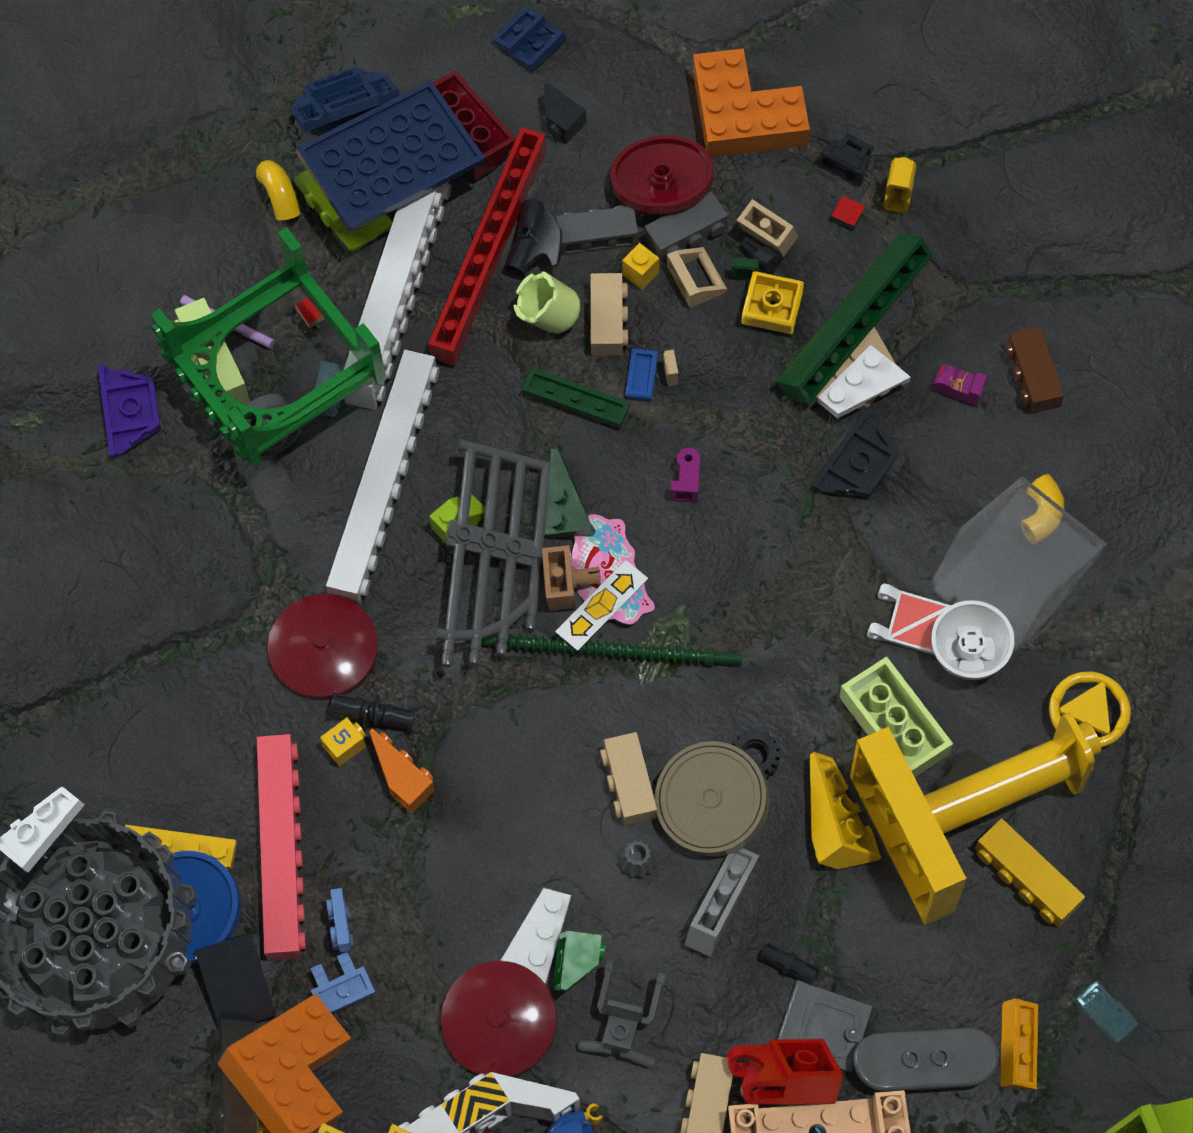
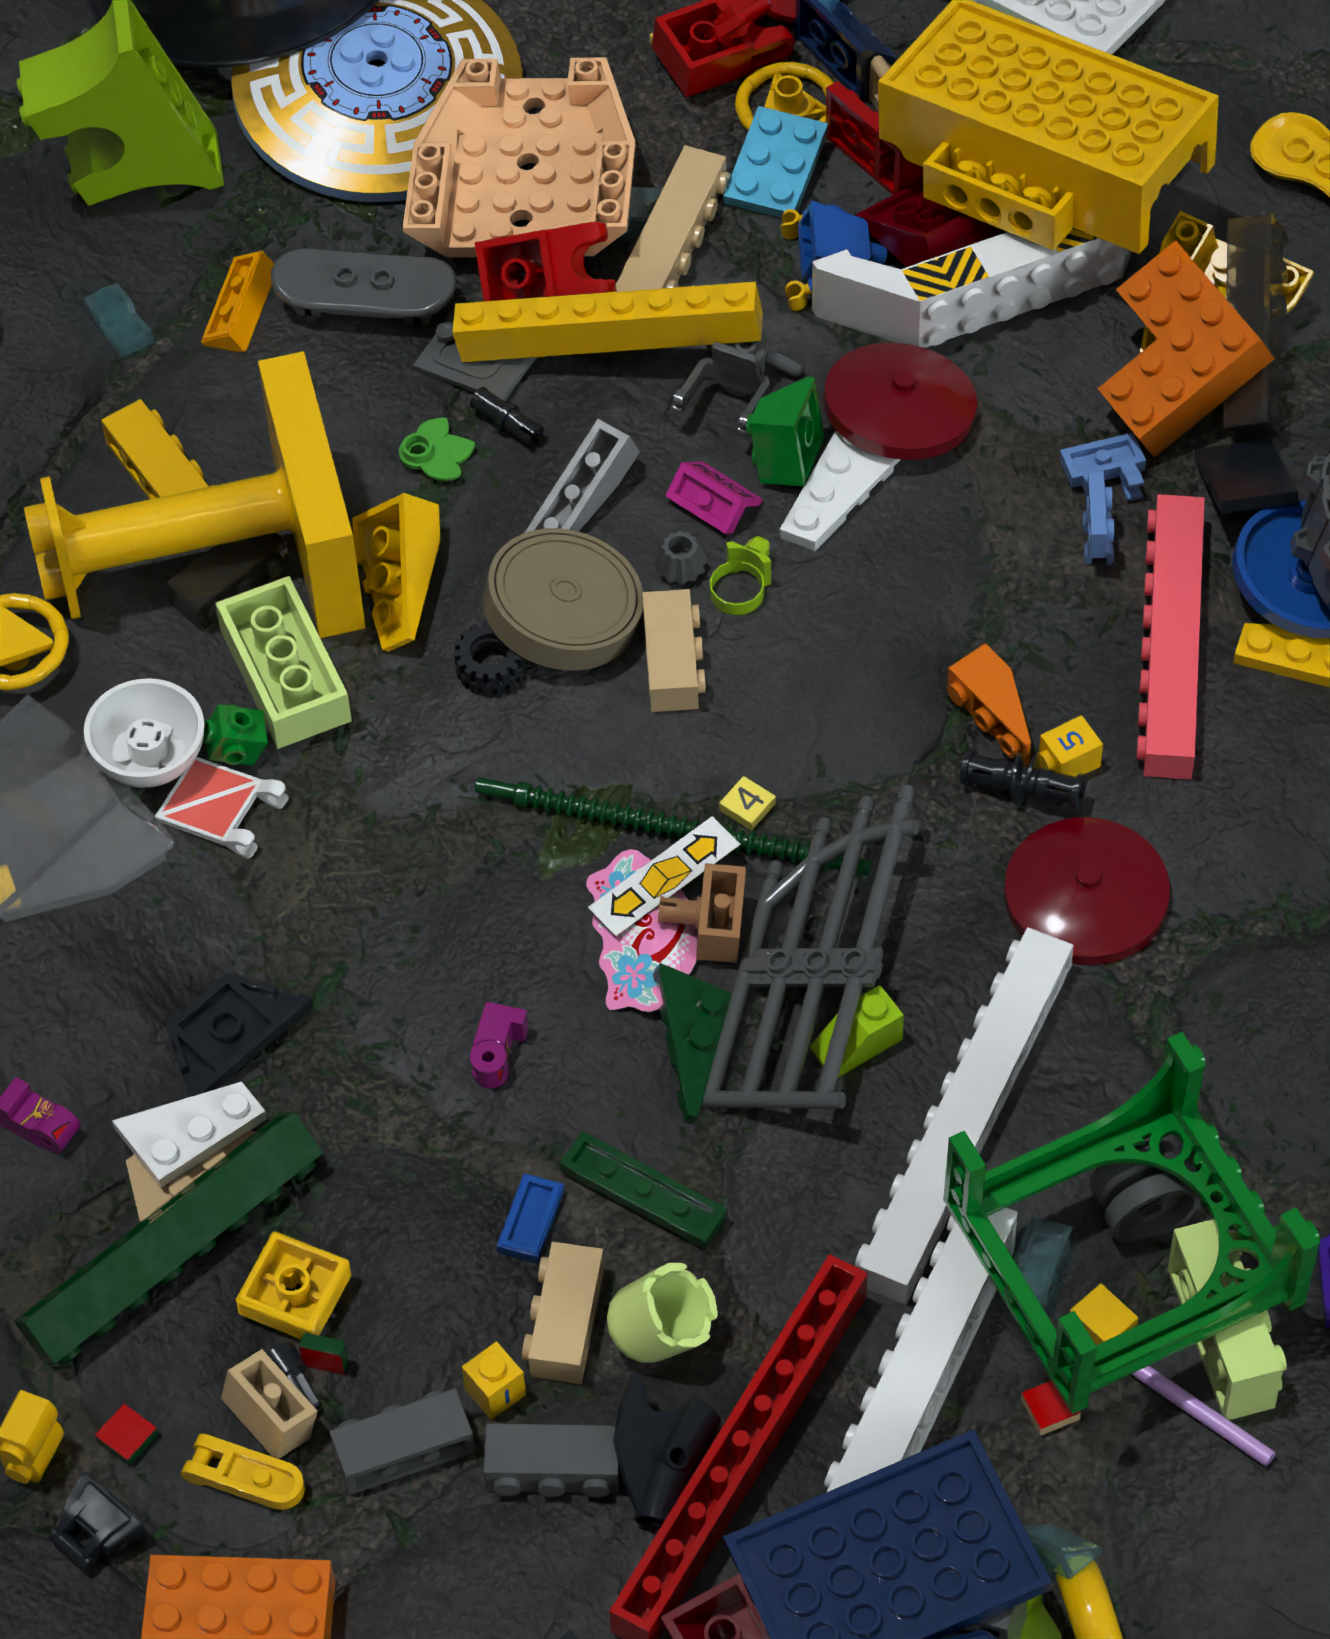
camera: 170 degrees left, 10 degrees down
(285, 356) = (1104, 1315): none -> yellow brick
(301, 218) = (1061, 1550): none -> clear light blue slope
(557, 675) = (747, 803): none -> light yellow tile
(586, 864) = (747, 558): none -> lime piece
(623, 919) = (710, 495): none -> dark pink panel
(662, 174) = (421, 1528): dark red dish -> none
(670, 367) = (482, 1210): tan tile -> none
(693, 295) = (406, 1322): tan tile -> none
(725, 1029) = (608, 322): none -> yellow brick
(774, 198) = (244, 1473): none -> yellow plate
(831, 929) = (439, 450): none -> bright green plate
(914, 660) = (235, 735): none -> green brick

